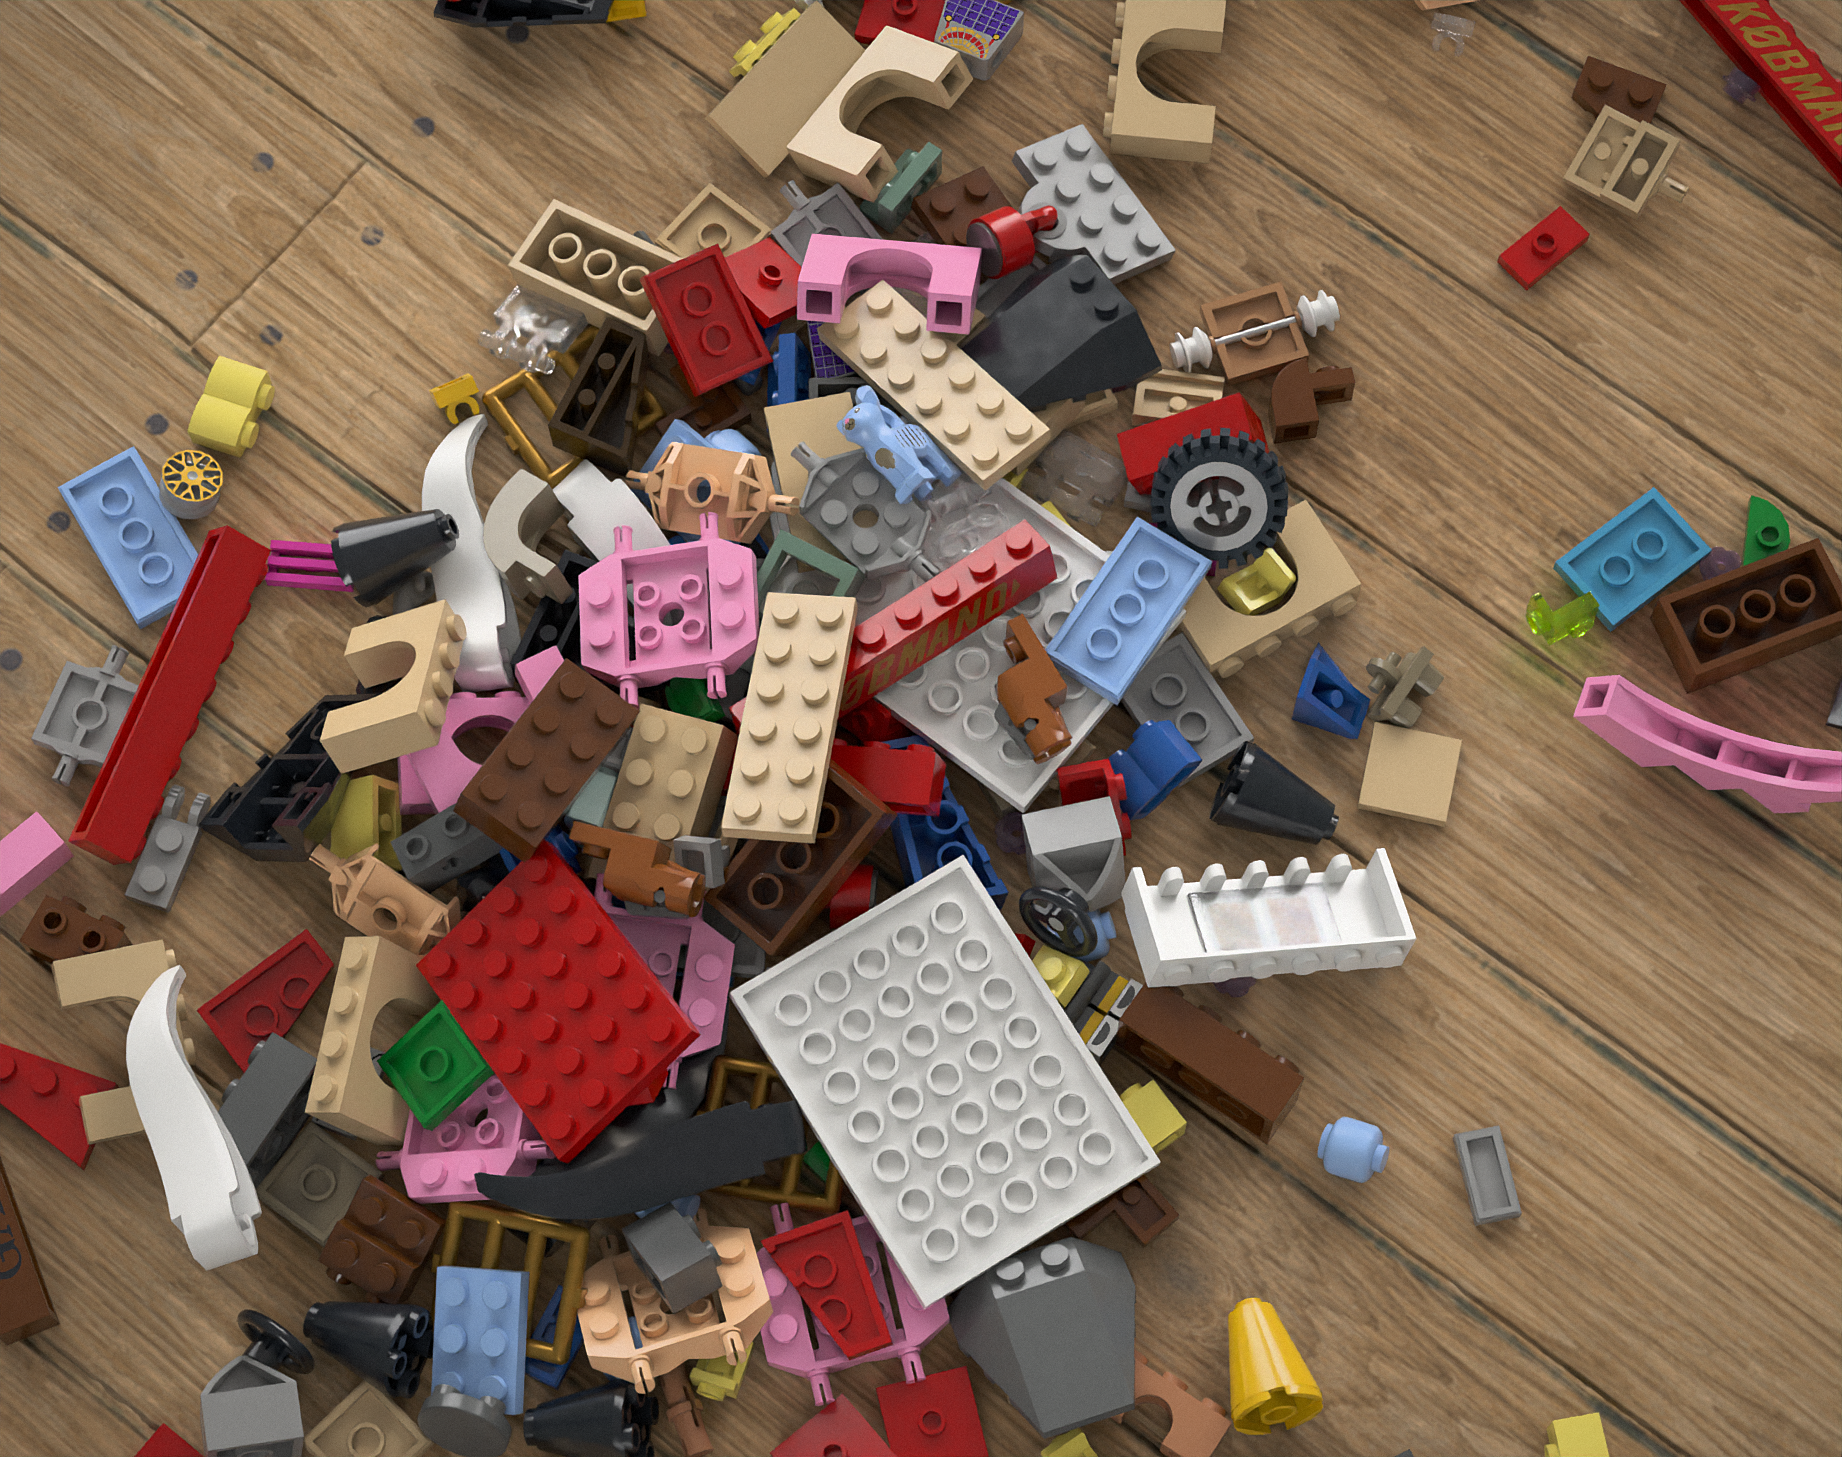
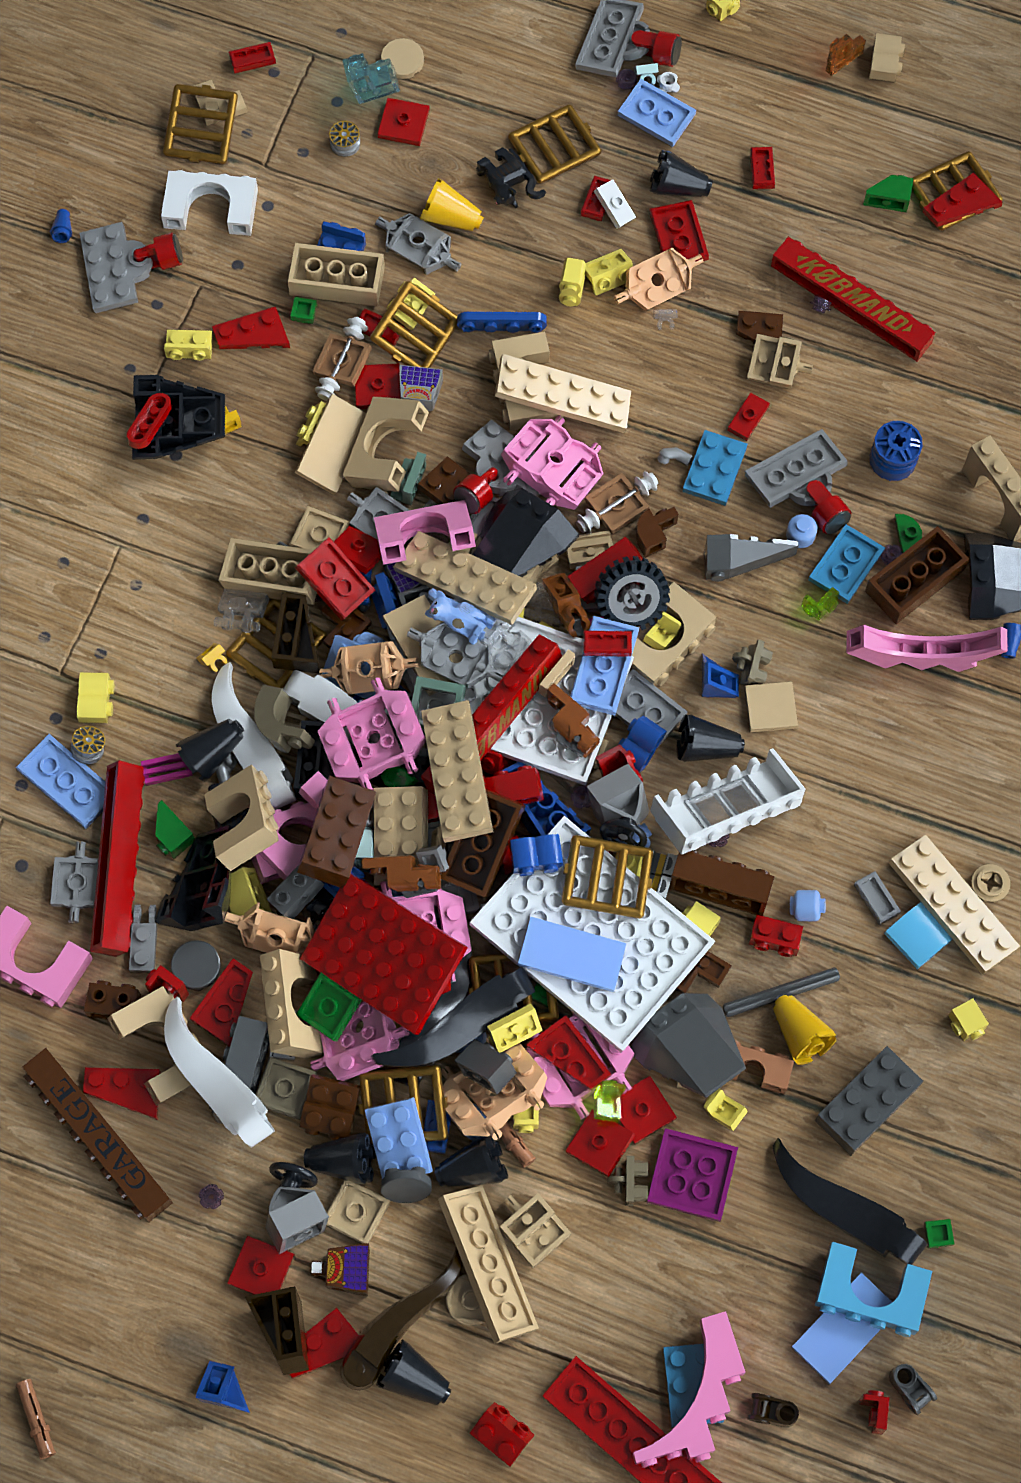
camera: 20 degrees left, 0 degrees up
(126, 1322) = (204, 1194): none -> clear purple plate
(167, 924) = (169, 981): none -> red bracket
(241, 921) = (196, 964): none -> dark grey tile
(278, 678) = (171, 832): none -> green slope
(746, 1205) = (514, 1028): none -> light yellow bracket
(873, 1388) = (608, 1101): none -> clear neon green bracket
(886, 907) = (536, 854): none -> blue brick
(891, 1105) = (572, 954): none -> light blue tile
(998, 1044) = (623, 850): none -> pearl gold bar
(1038, 596) = (557, 672): none -> tan tile
(1099, 484) = (567, 604): none -> dark orange plate
(1143, 248) = (547, 475): none -> bright pink piece
(1143, 572) = (607, 643): none -> red plate
(1221, 112) = (562, 393): none -> plate
(1269, 1289) = (771, 995): none -> dark grey axle
(1279, 1187) = (776, 936): none -> red bracket
(1386, 274) = (674, 453): none -> light grey arm
(1426, 487) = (729, 556): none -> dark grey wedge
(1452, 321) = (715, 467): none -> dark azure plate
(1541, 1266) = (918, 935): none -> medium azure slope
(1568, 476) = (802, 529): none -> light blue head
(1608, 385) = (806, 478): none -> light grey plate
(1623, 1231) = (954, 904): none -> plate
(1725, 1211) = (1000, 879): none -> tan gear
(1783, 402) = (895, 450): none -> blue wheel

